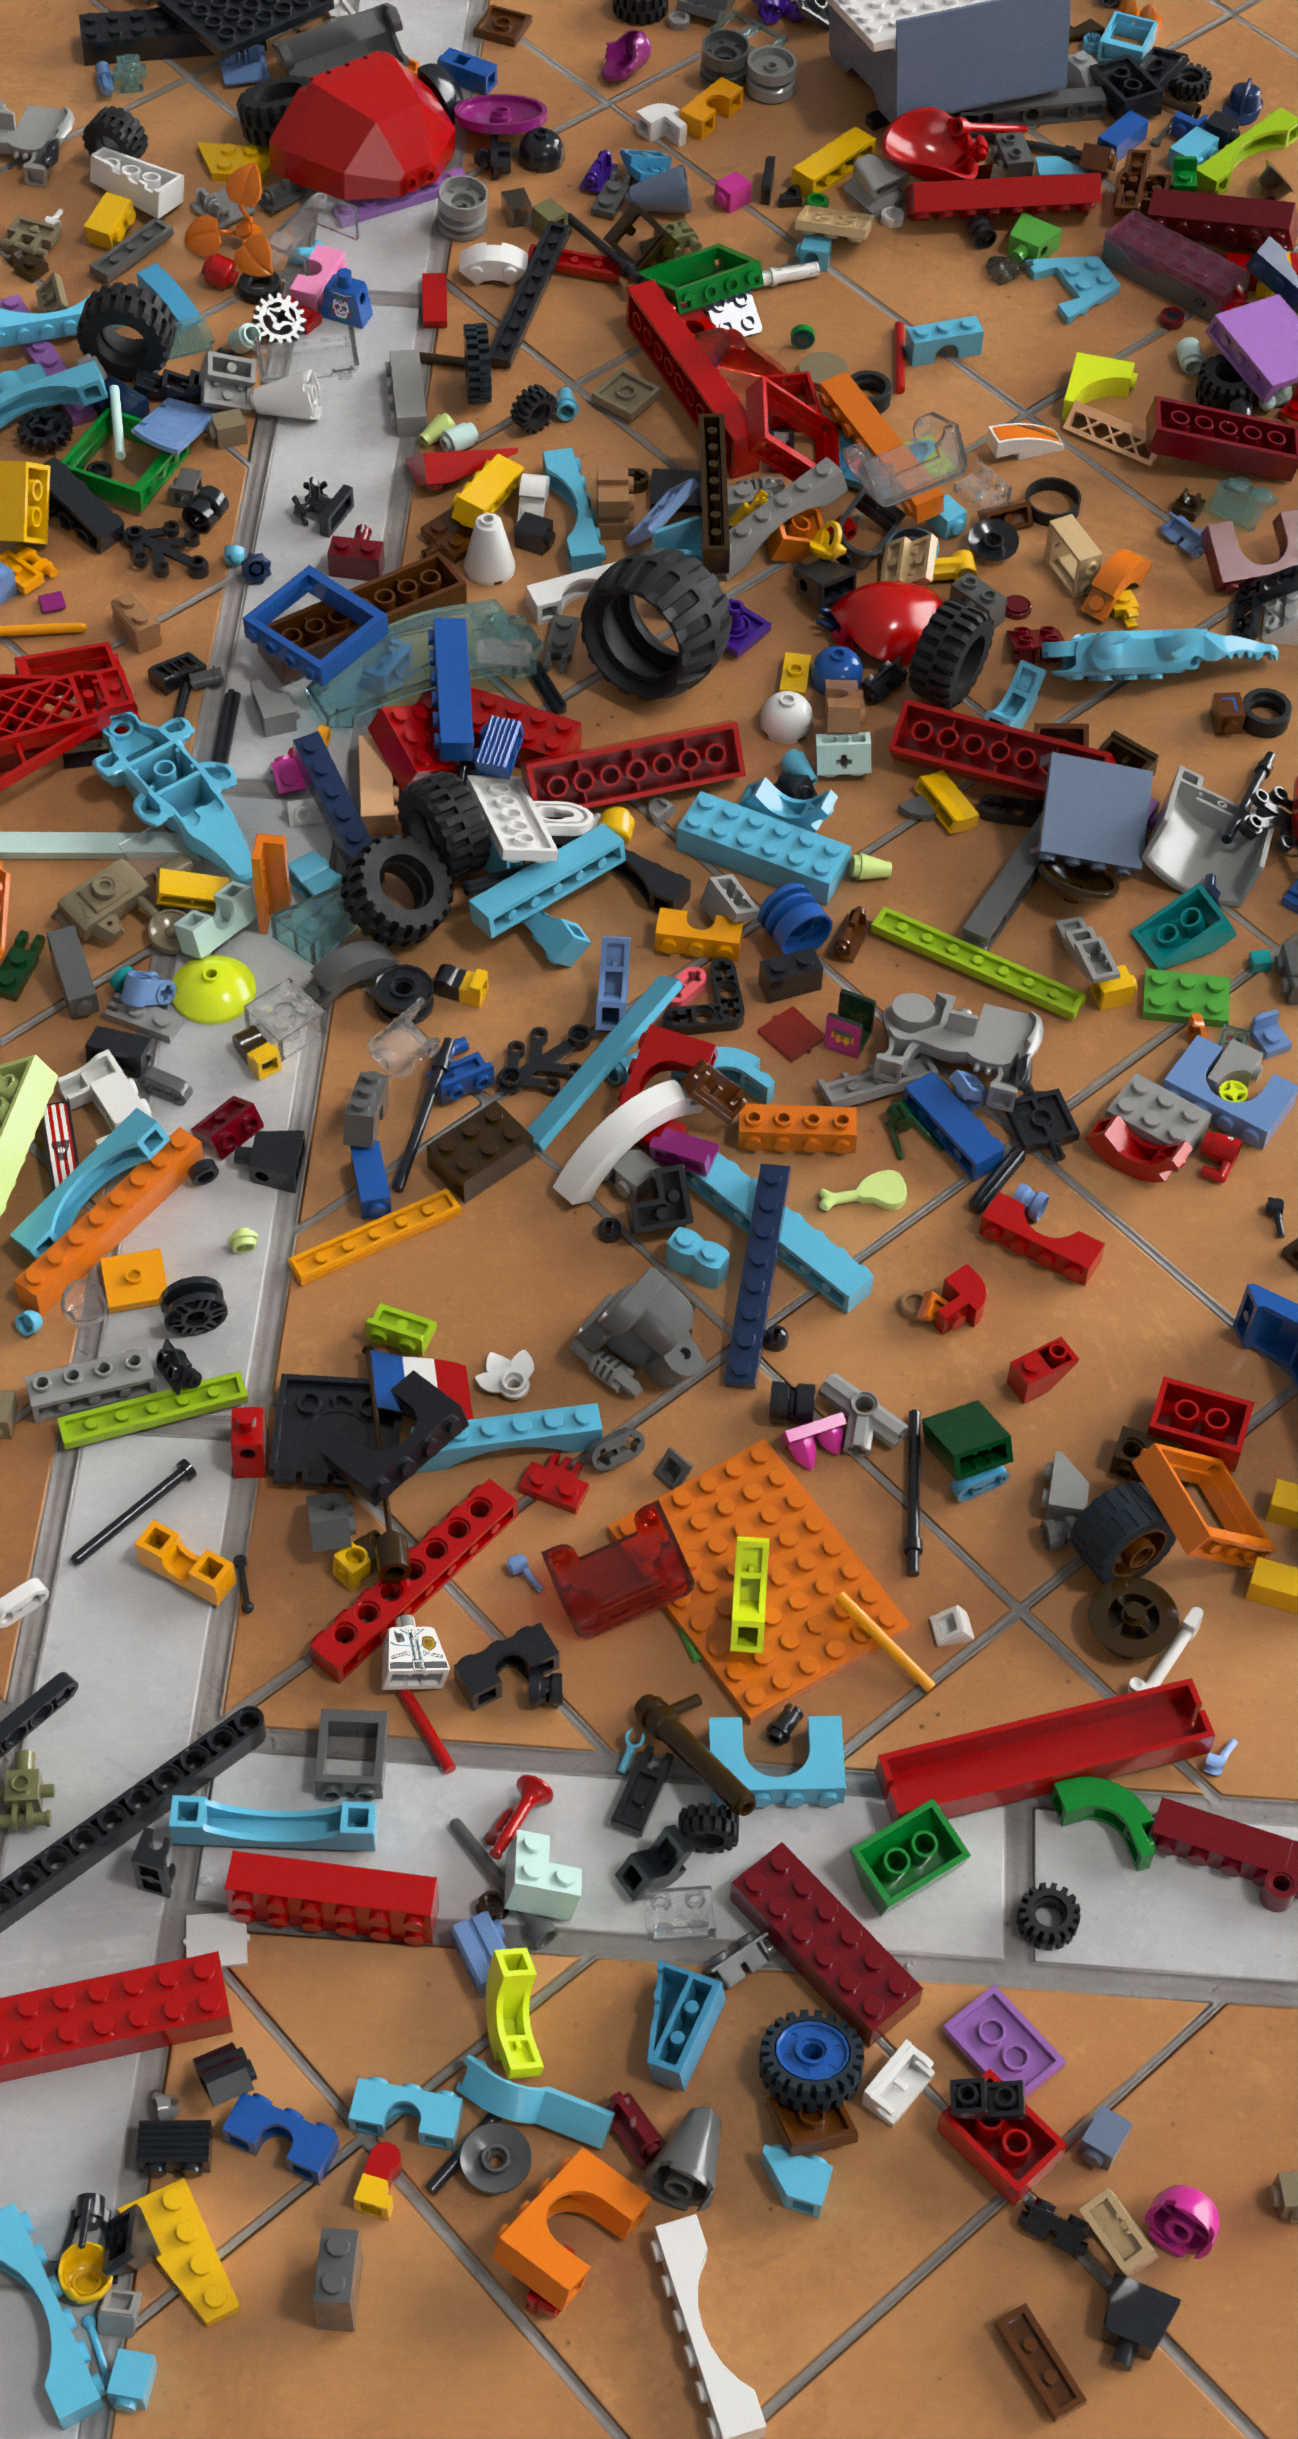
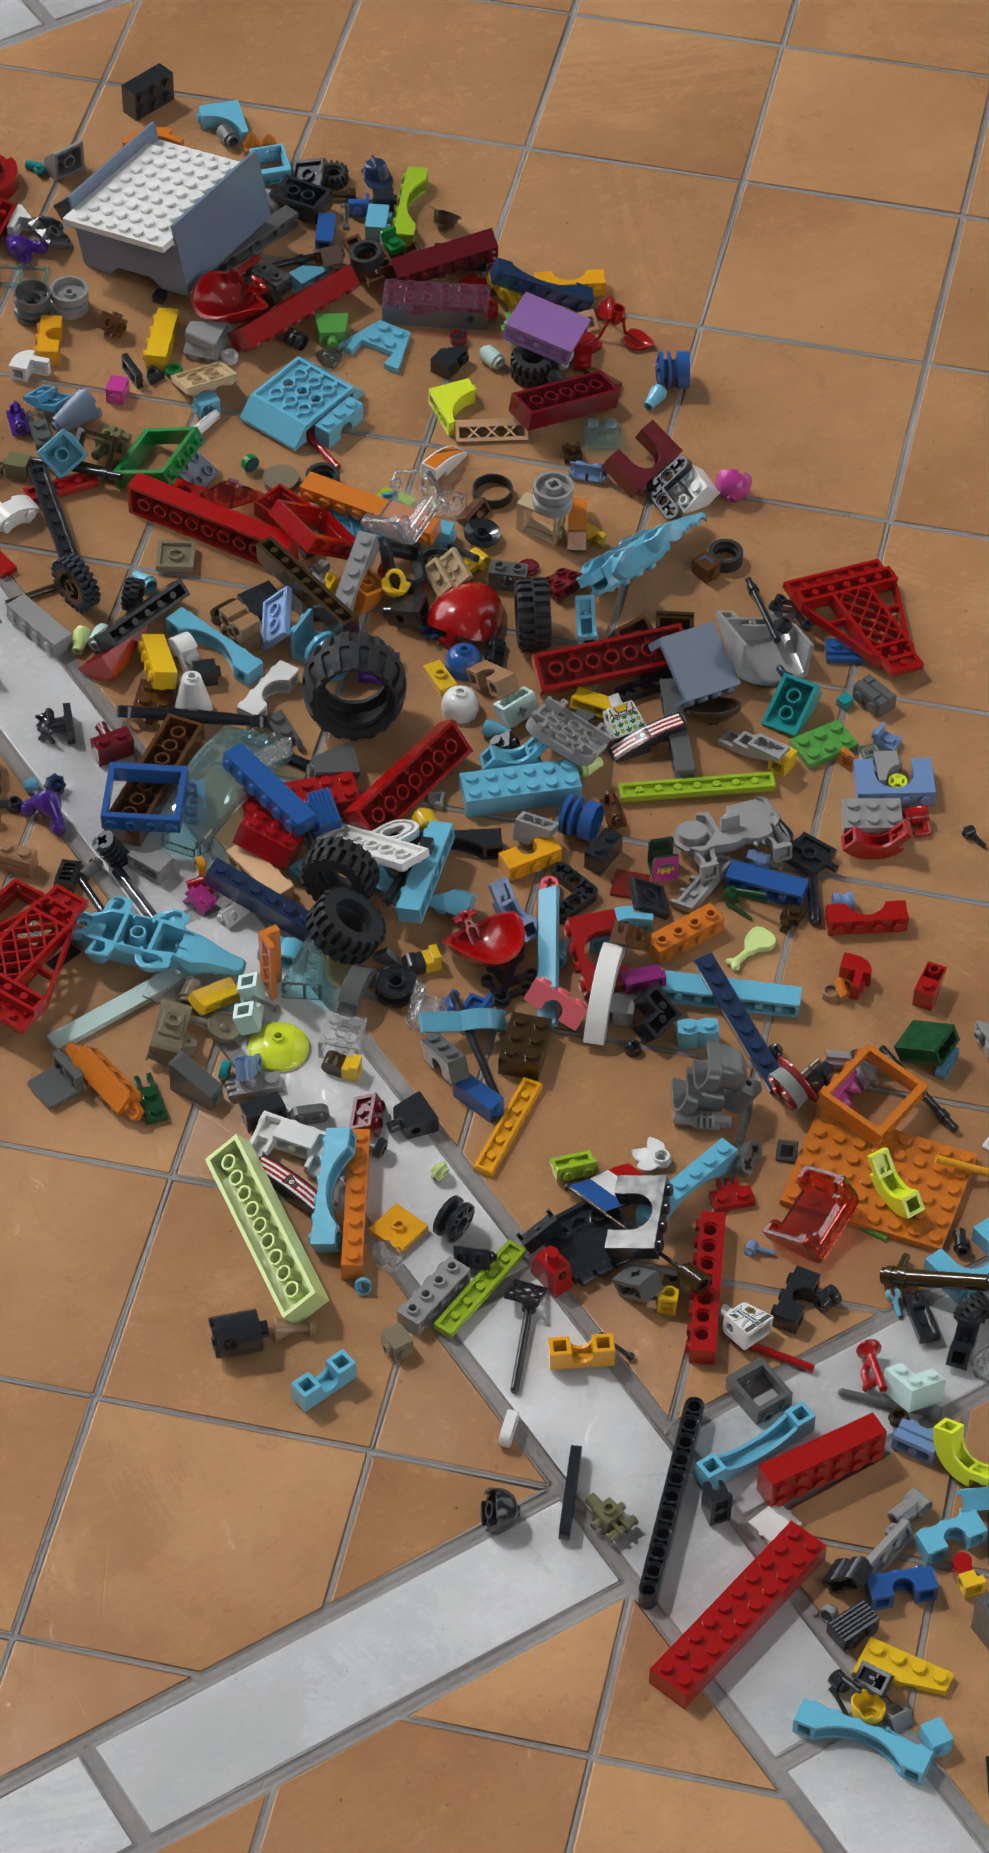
camera: 35 degrees left, 5 degrees down
(189, 1432) = (522, 1285): none -> black window
(220, 584) = (48, 805): none -> dark purple head
(237, 665) = (110, 849): none -> black piece
(252, 945) = (276, 1008): none -> dark grey hinge
(276, 1385) = (540, 1232): none -> black hinge
(314, 2073) = (888, 1549): none -> light grey hinge
(400, 2037) = (913, 1504): none -> light grey piece
(427, 956) = (386, 957): none -> dark grey tile
(429, 1077) = (462, 1020): none -> medium azure piece
(472, 573) = (200, 716): none -> black piece
(519, 433) = (141, 615): none -> black brick
(543, 1001) = (488, 941): none -> red piece
(548, 1096) = (572, 1010): none -> coral arch
(568, 848) = (427, 842): none -> black piece
(574, 702) = (335, 761): none -> dark grey slope
(596, 221) = (62, 453): none -> medium azure slope
(745, 1388) = (792, 1084): none -> piece
(791, 122) = (112, 324): none -> reddish brown brick
(791, 1060) = (648, 897): none -> black tile
(841, 1509) = (855, 1121): none -> orange window
(869, 812) = (567, 732): none -> light grey tile
(889, 296) = (284, 413): none -> medium azure slope
(946, 546) = (465, 553): none -> black bar
(953, 1182) = (791, 915): none -> dark brown plate
(955, 832) = (621, 717): none -> white torso
(957, 871) = (642, 739): none -> slope
(1093, 529) = (553, 494): none -> light grey wheel
(1134, 186) = (366, 265): none -> black tyre
(1135, 336) = (449, 361): none -> black slope

